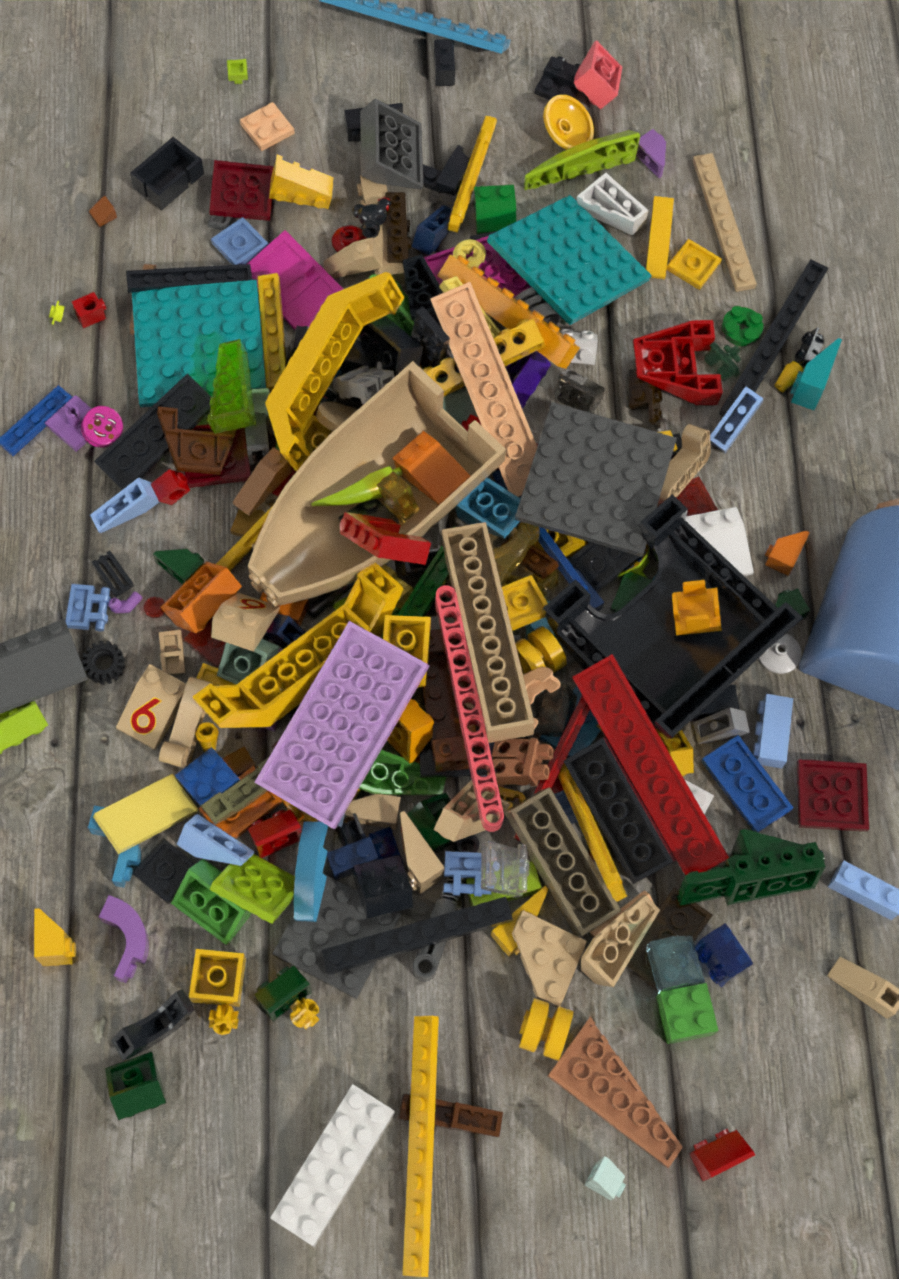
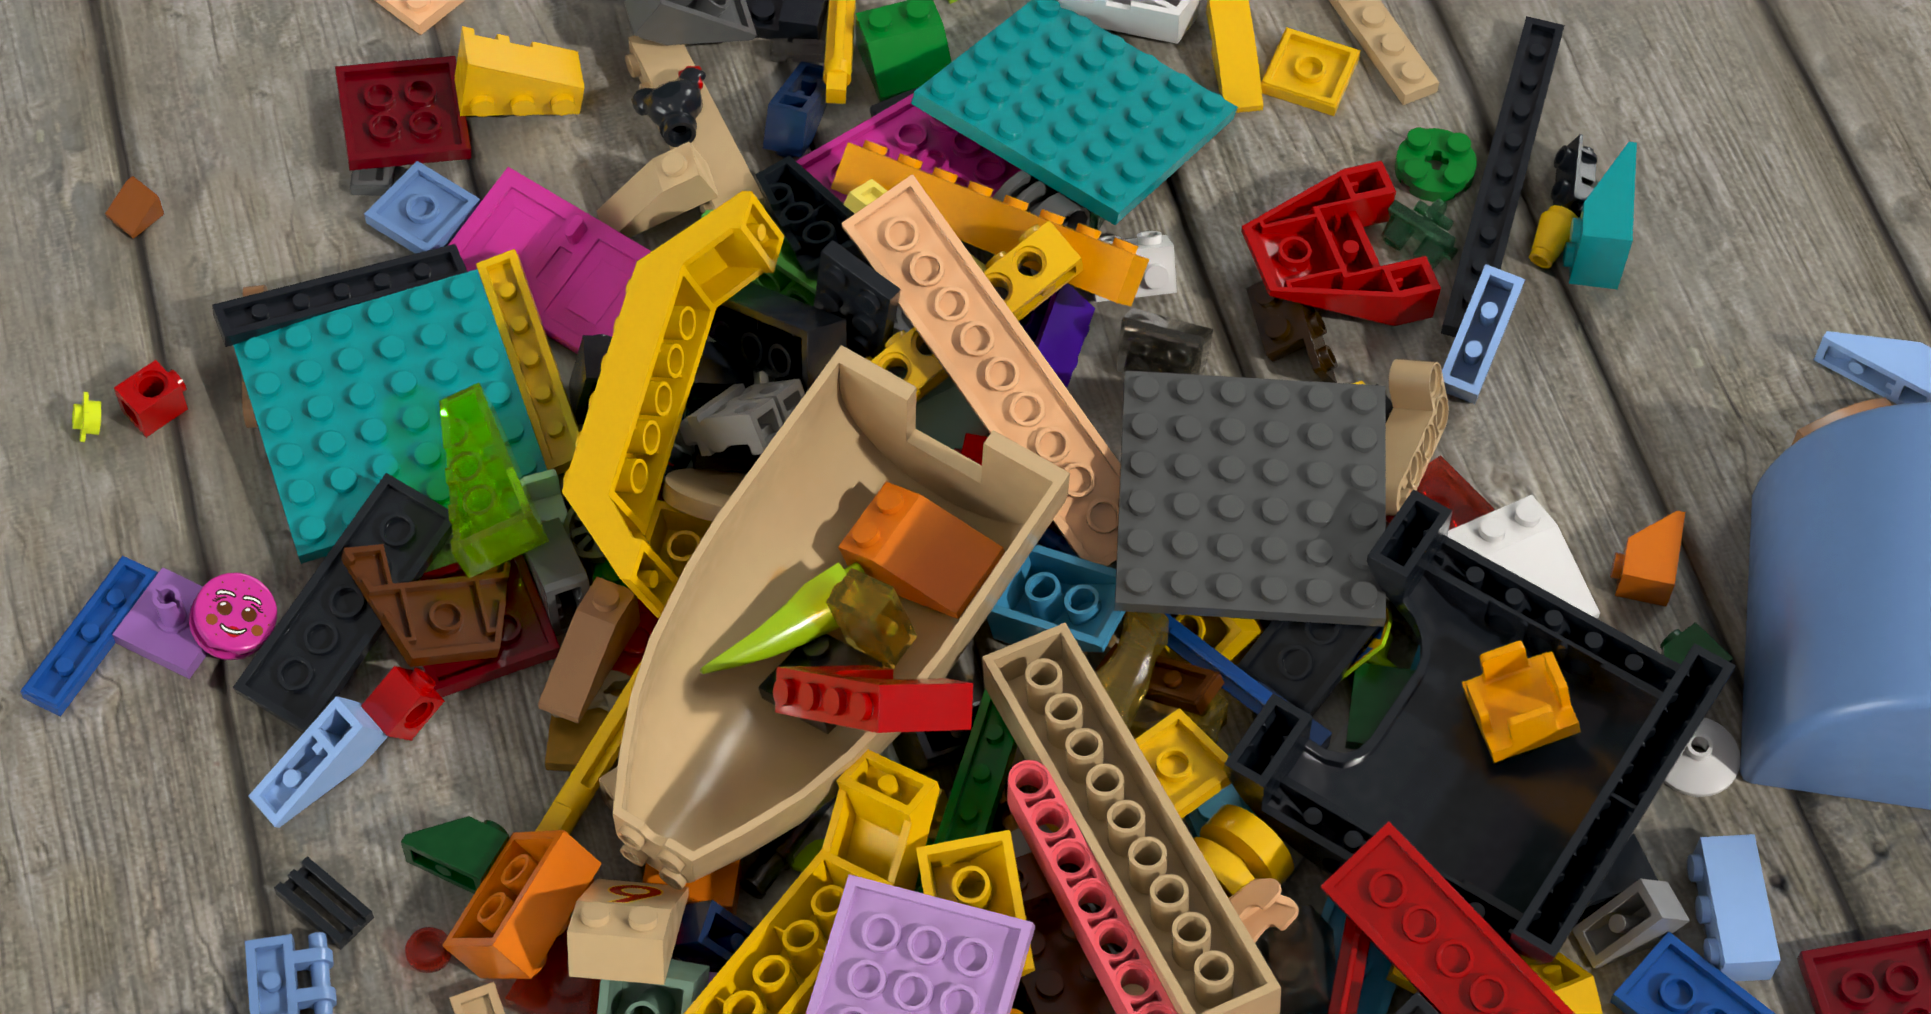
camera: 10 degrees left, 10 degrees down
(125, 606) = (359, 964): medium lavender arm -> none
(167, 173) = (247, 109): black piece -> none
(339, 237) = (617, 160): red piece -> none
(397, 228) = (728, 120): dark brown bracket -> none
(466, 247) = (873, 124): light yellow gear -> none

